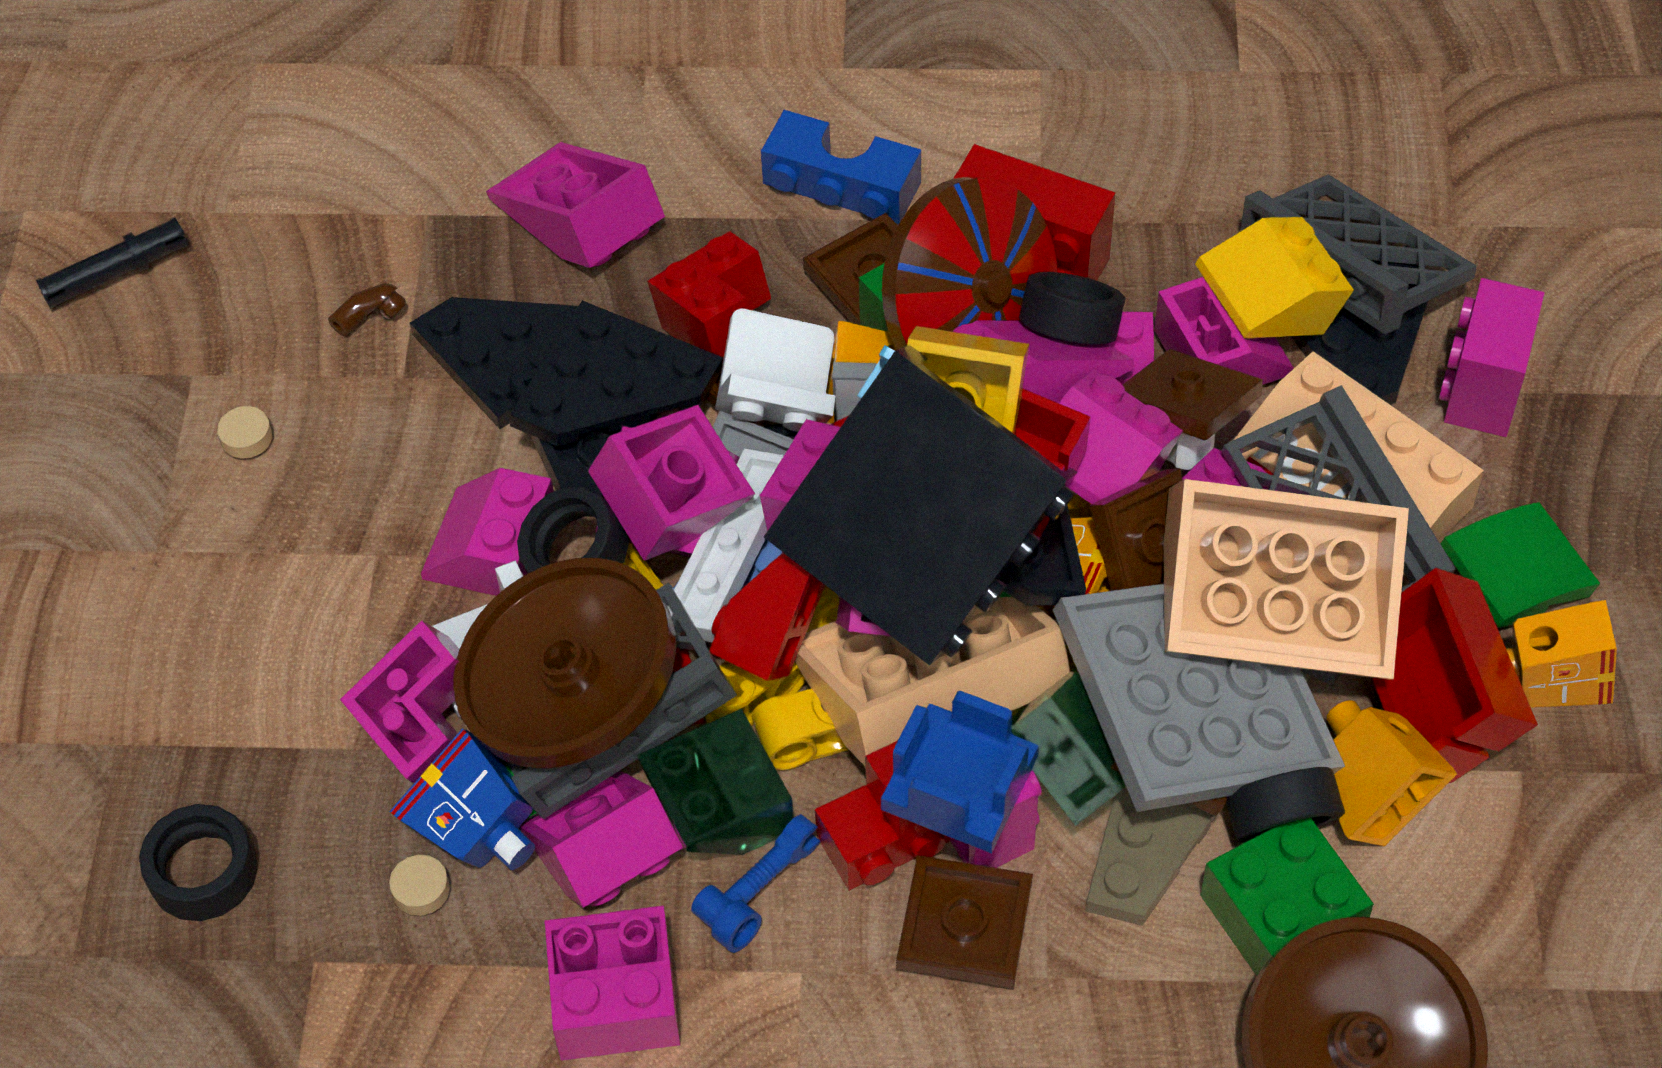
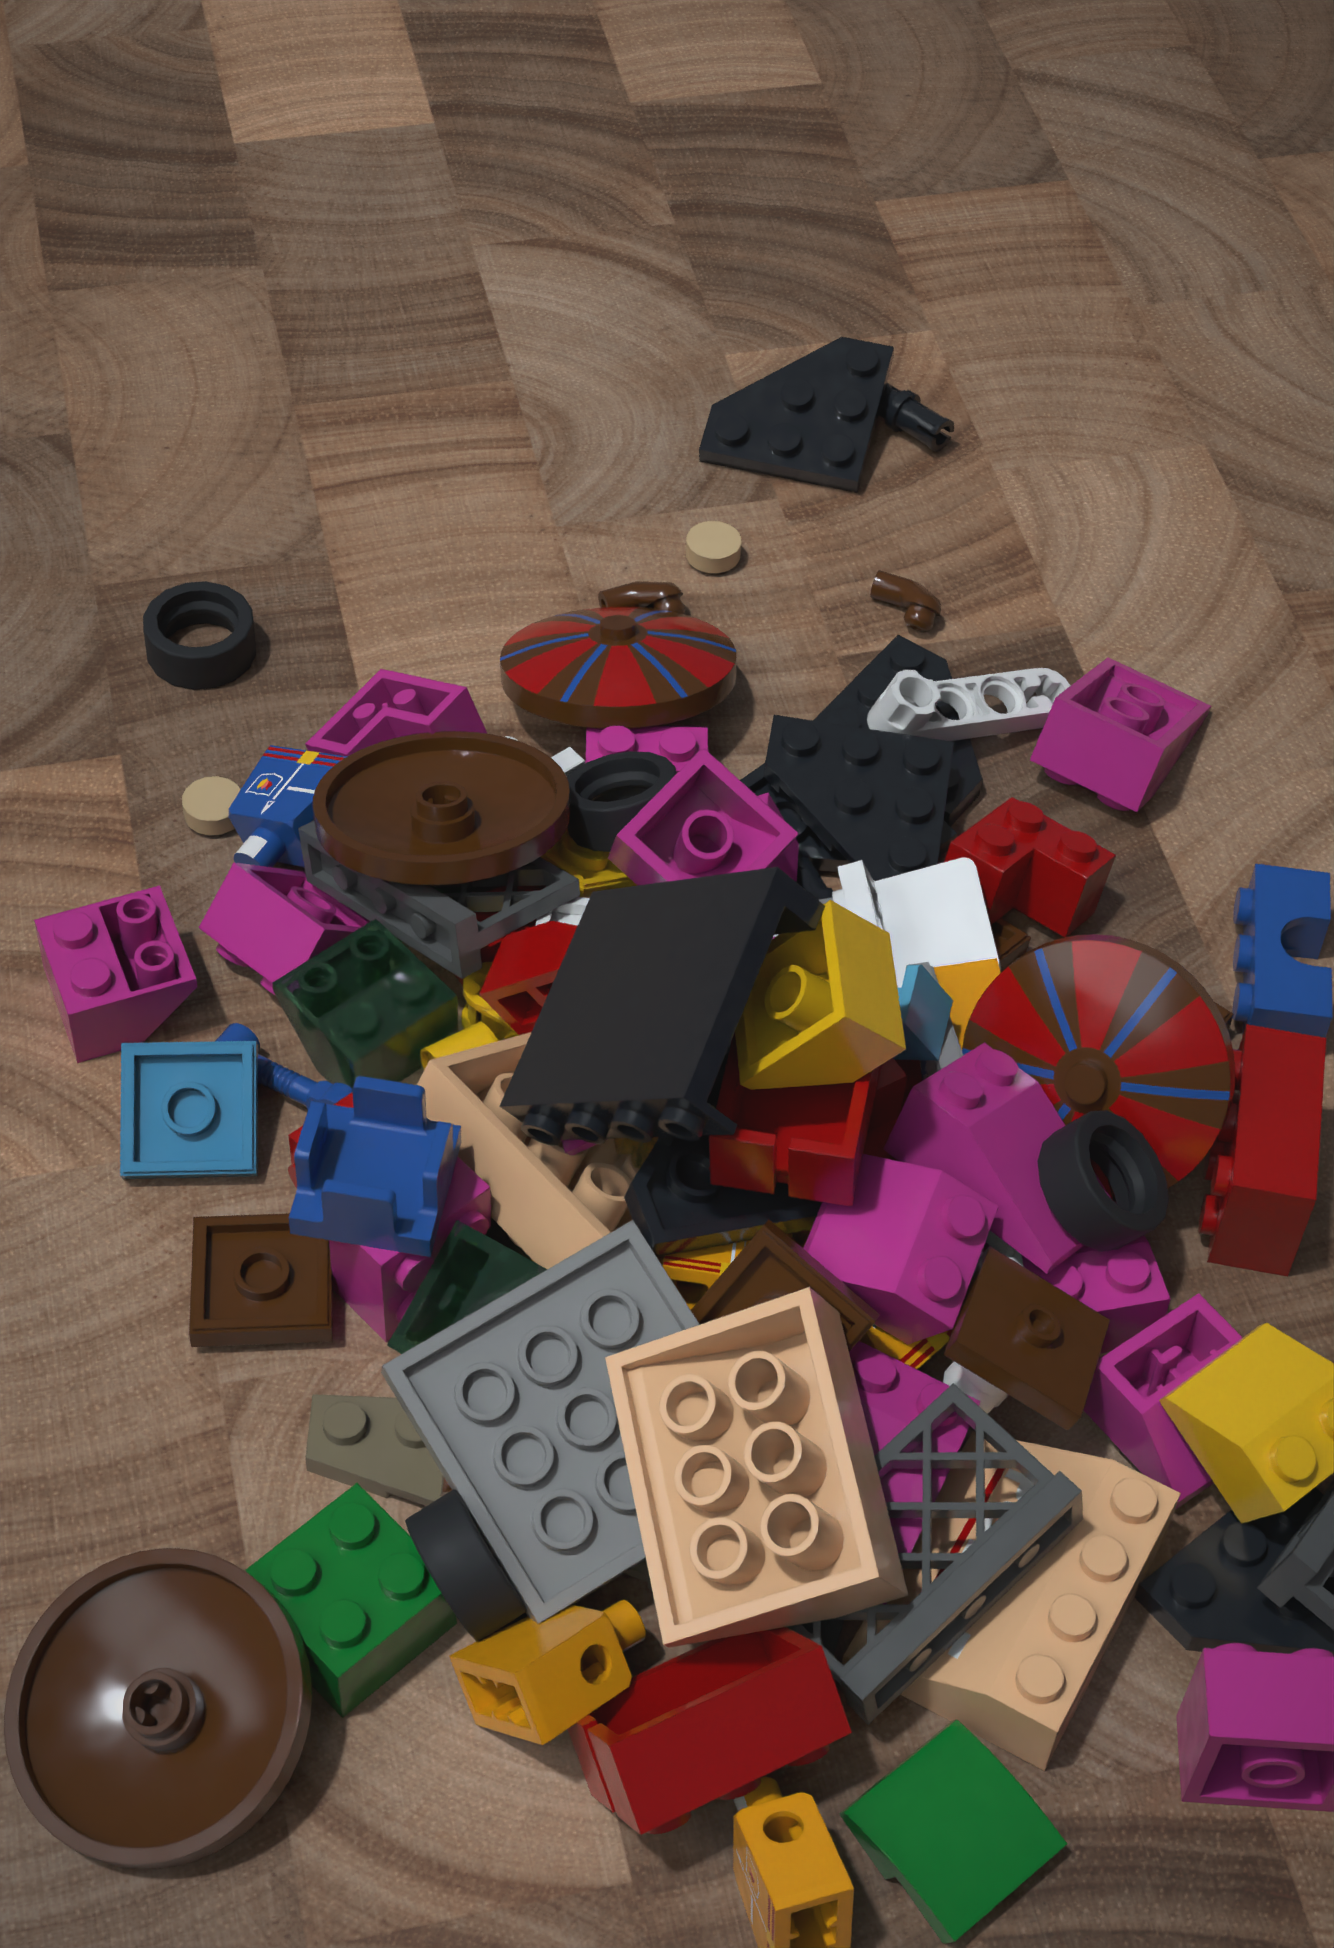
camera: 70 degrees right, 5 degrees down
(120, 321) = (806, 418): none -> black plate
(283, 498) = (644, 594): none -> reddish brown arm
(389, 525) = (618, 667): none -> dish
(525, 299) = (911, 702): none -> white beam
(783, 946) = (189, 1110): none -> dark azure tile

